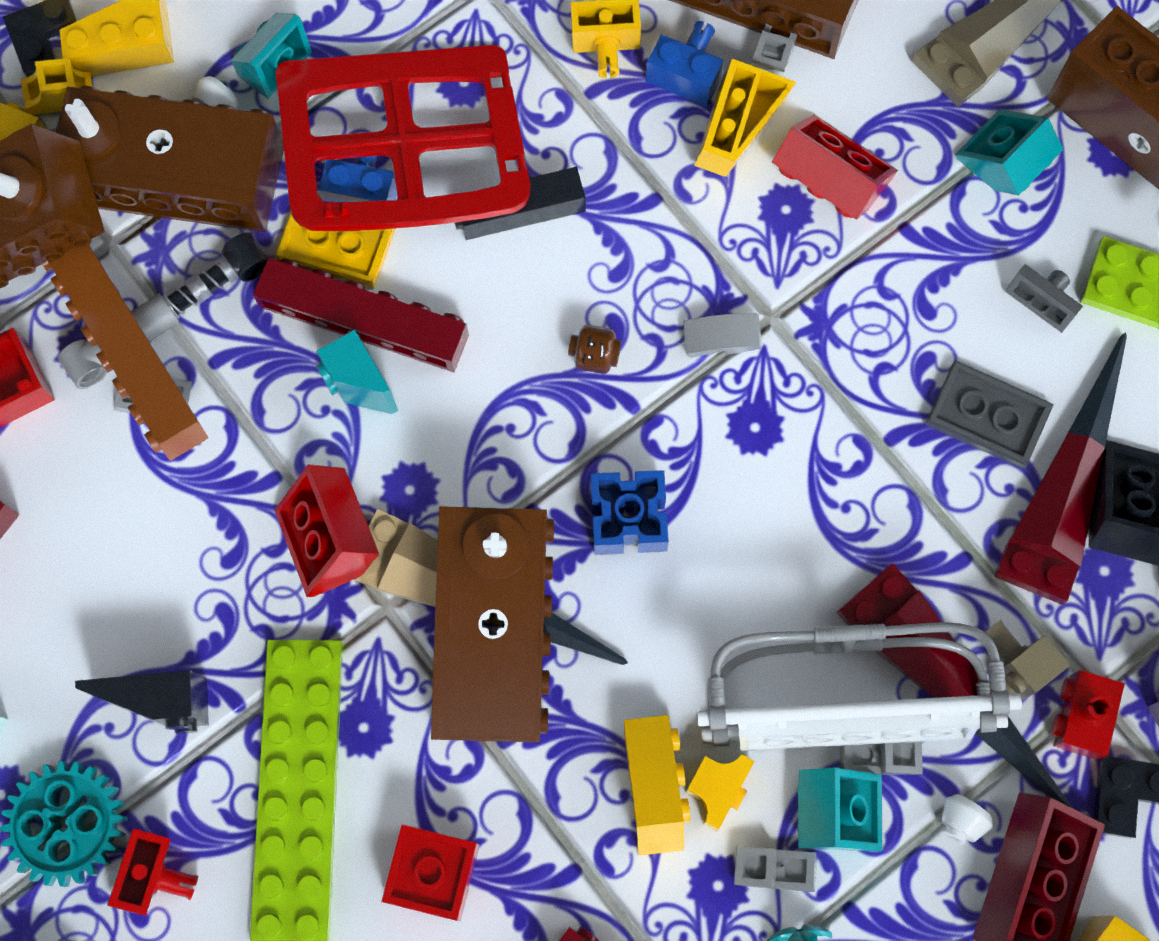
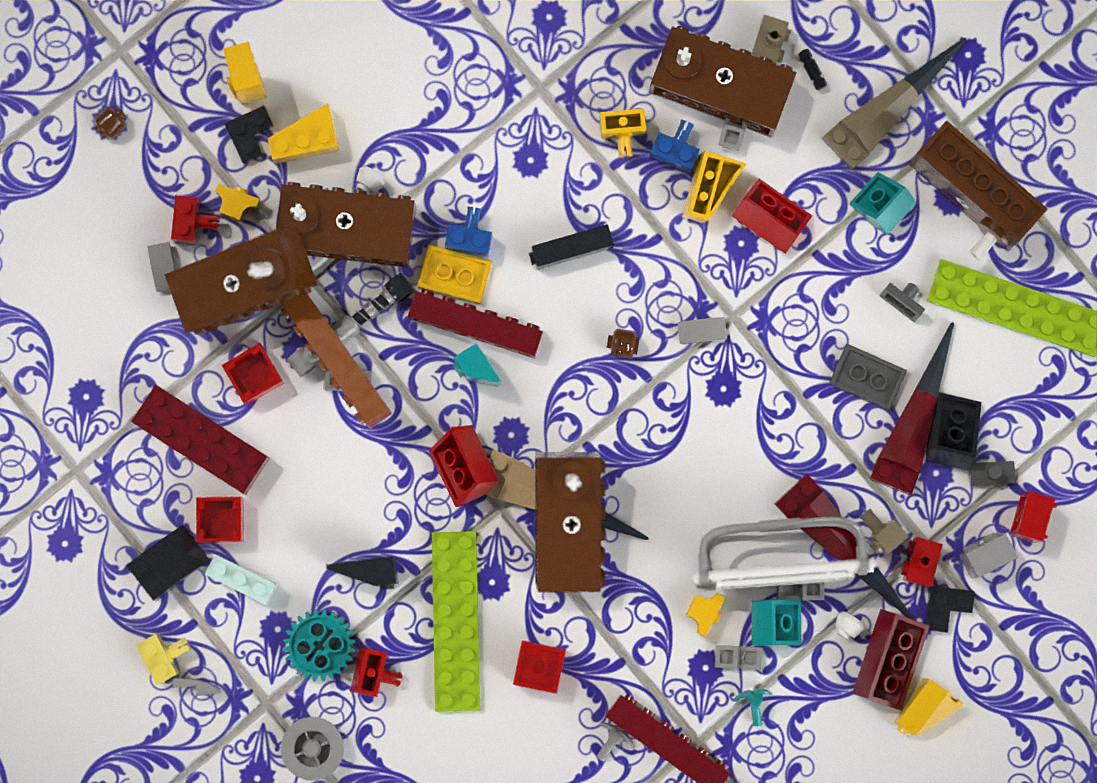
camera: 10 degrees left, 10 degrees up
(47, 86) = (266, 176): yellow brick -> none
(276, 41) = (404, 147): teal slope -> none
(401, 138) = (495, 208): red window -> none
(645, 496) = (636, 440): blue brick -> none
(656, 784) = (668, 610): yellow wedge -> none

